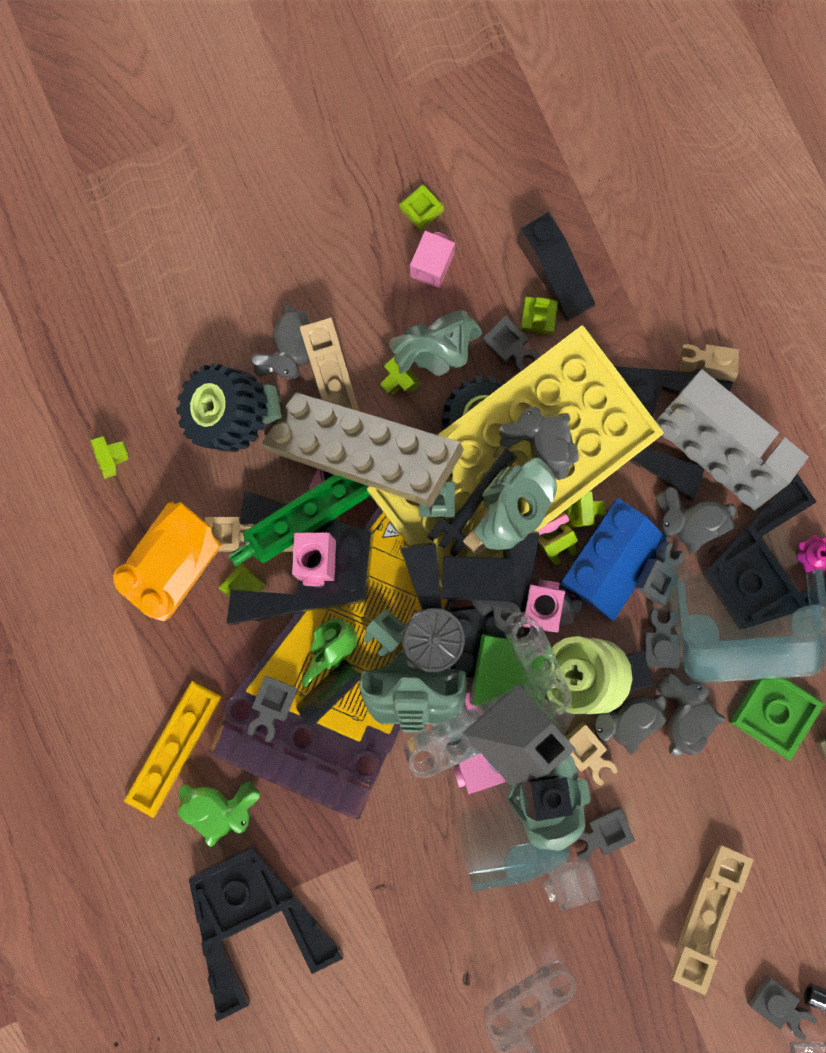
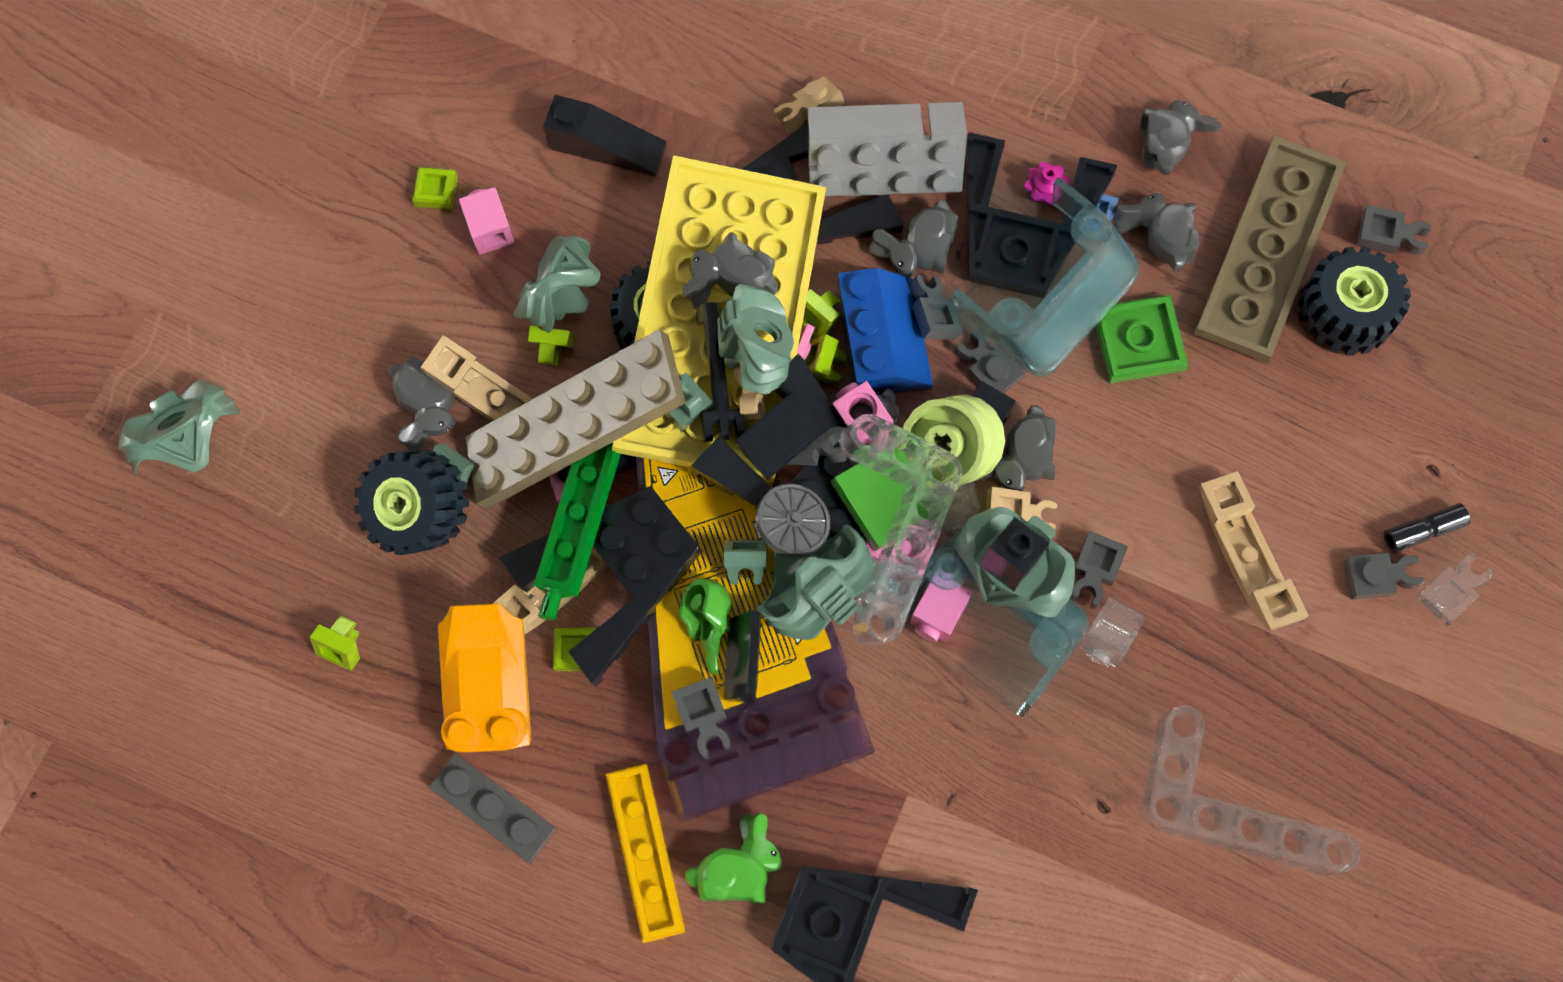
camera: 45 degrees left, 10 degrees down
(110, 639) = (493, 808): none -> dark grey plate
(128, 232) = (177, 427): none -> sand green piece
(308, 544) = (609, 534): bright pink brick -> none
(508, 342) = (620, 234): dark grey plate -> none
(518, 738) = (944, 523): dark grey slope -> none
(539, 316) = (626, 190): lime tile -> none
(692, 720) = (1076, 402): dark grey animal -> none

